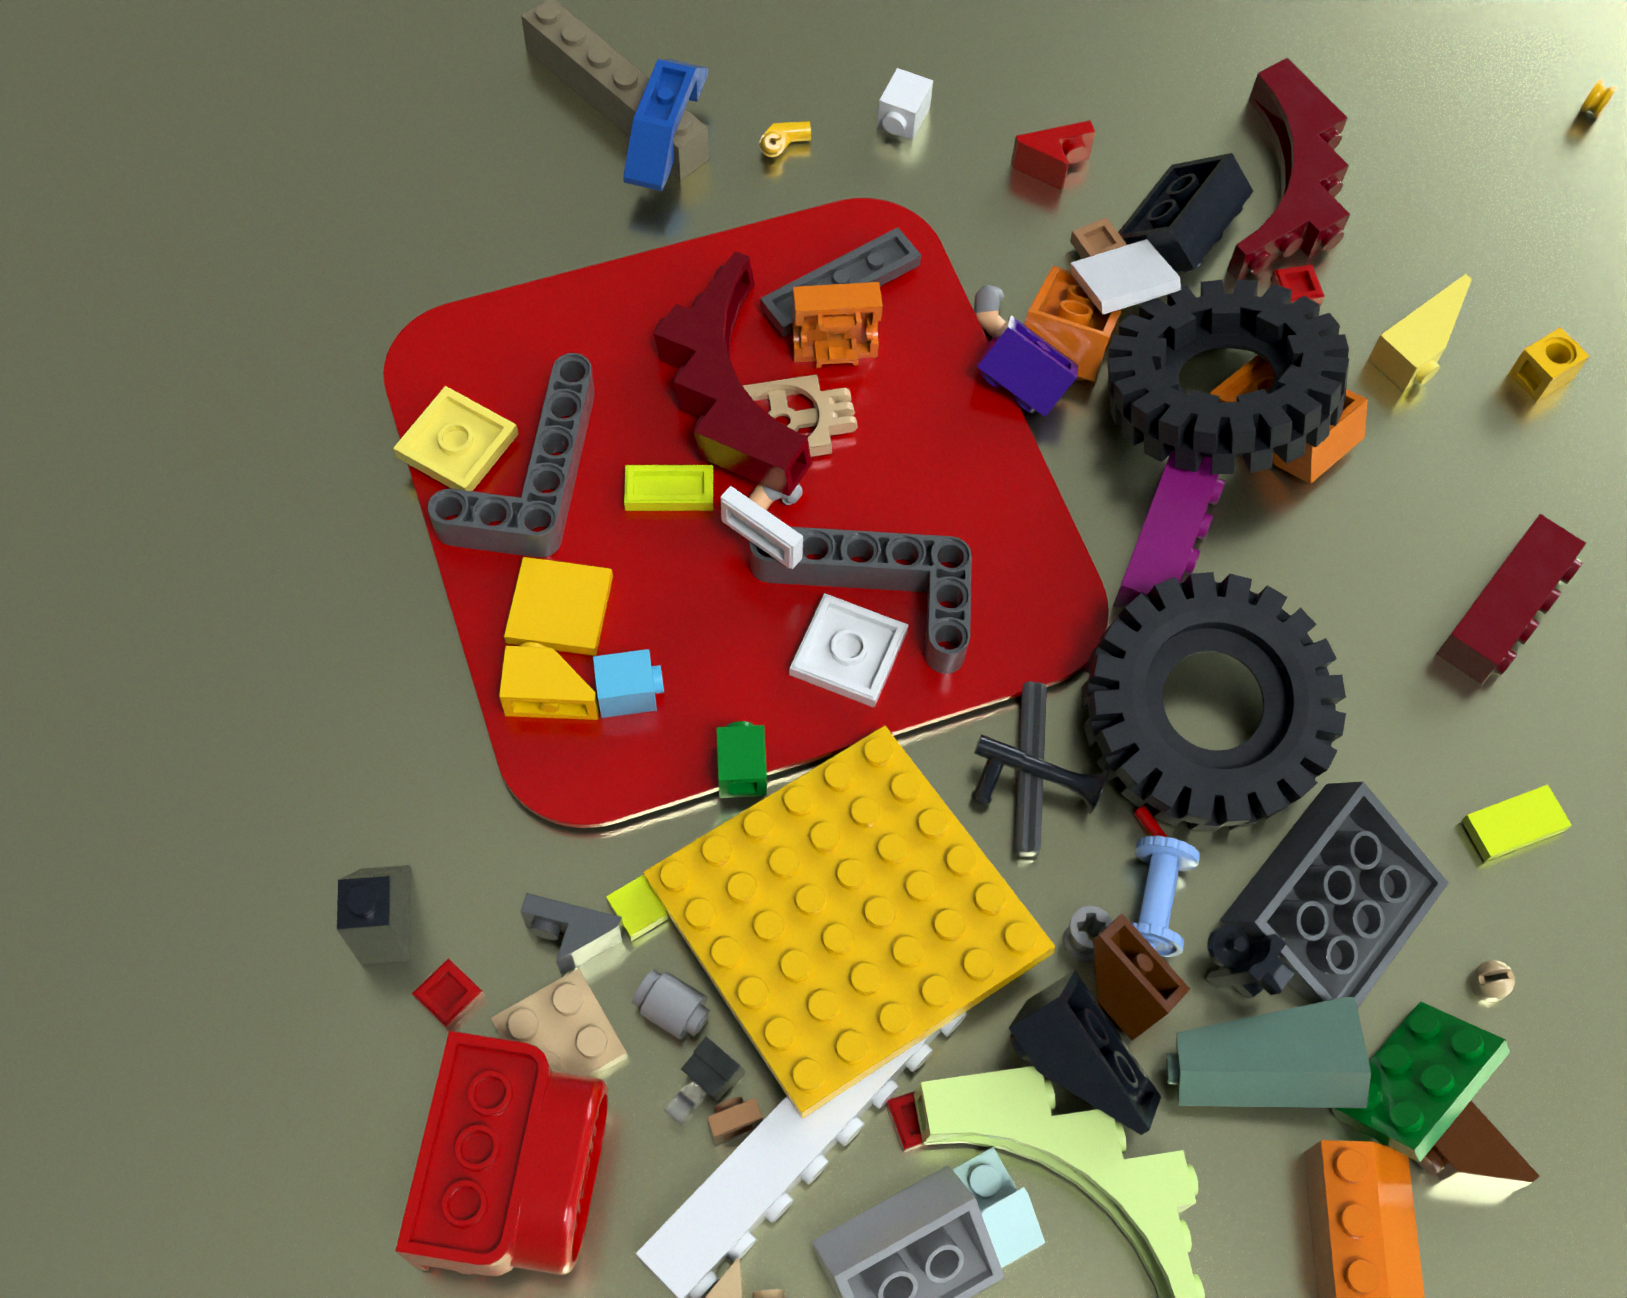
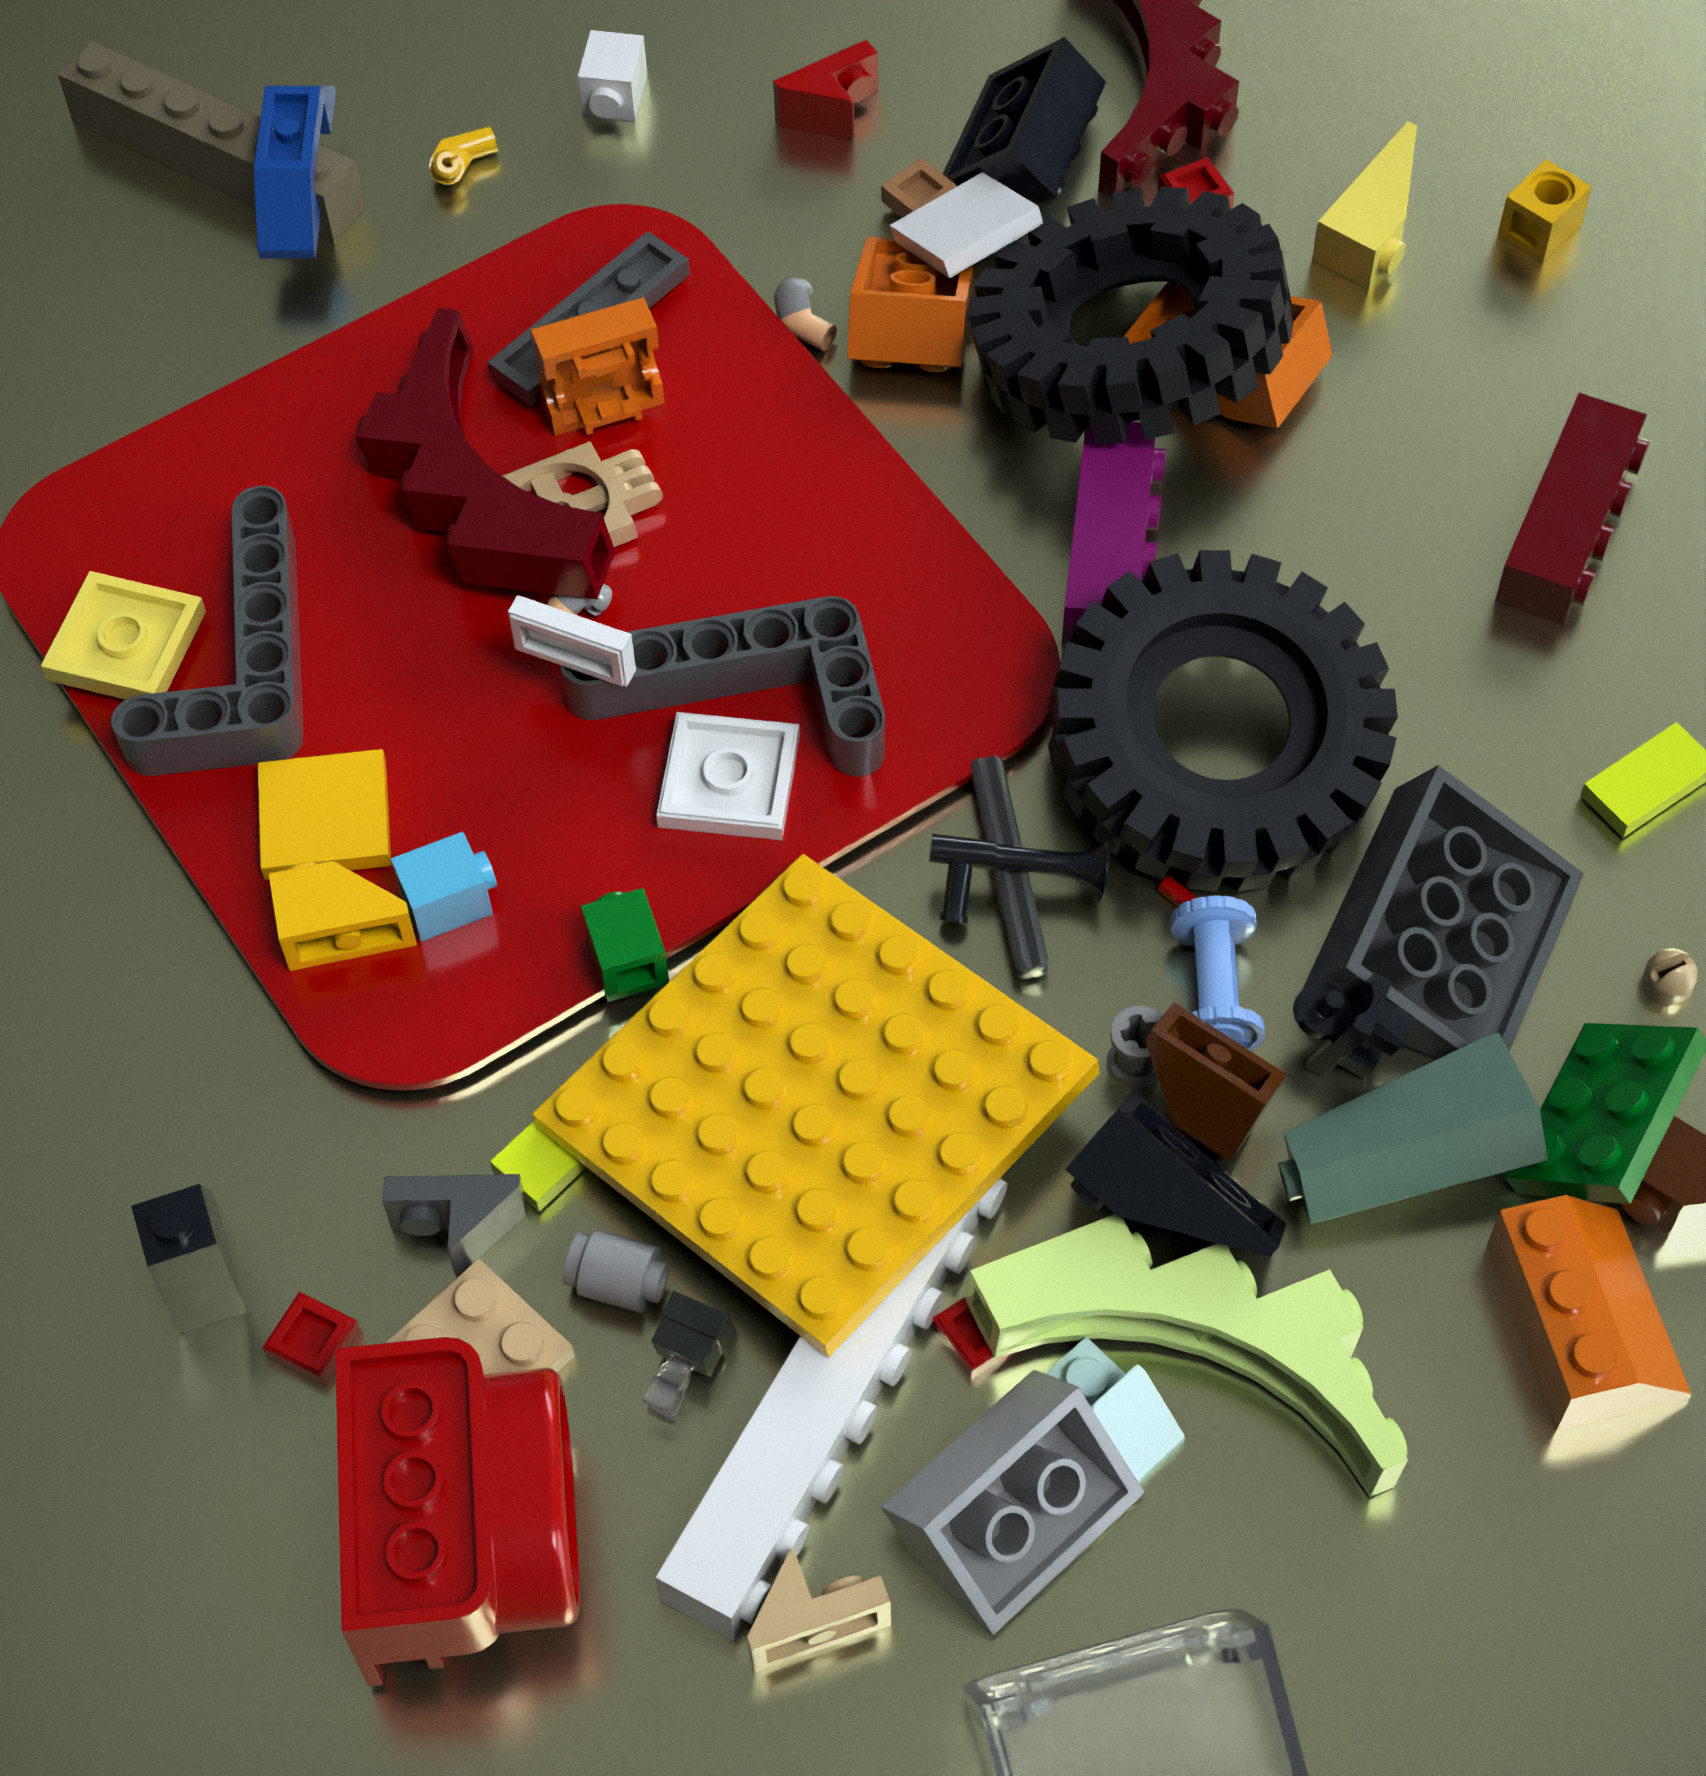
camera: 10 degrees left, 5 degrees down
(668, 488) = (430, 631): neon yellow tile -> none
(733, 1119) = (737, 1390): medium nougat plate -> none
(1027, 367) = (867, 367): dark purple brick -> none

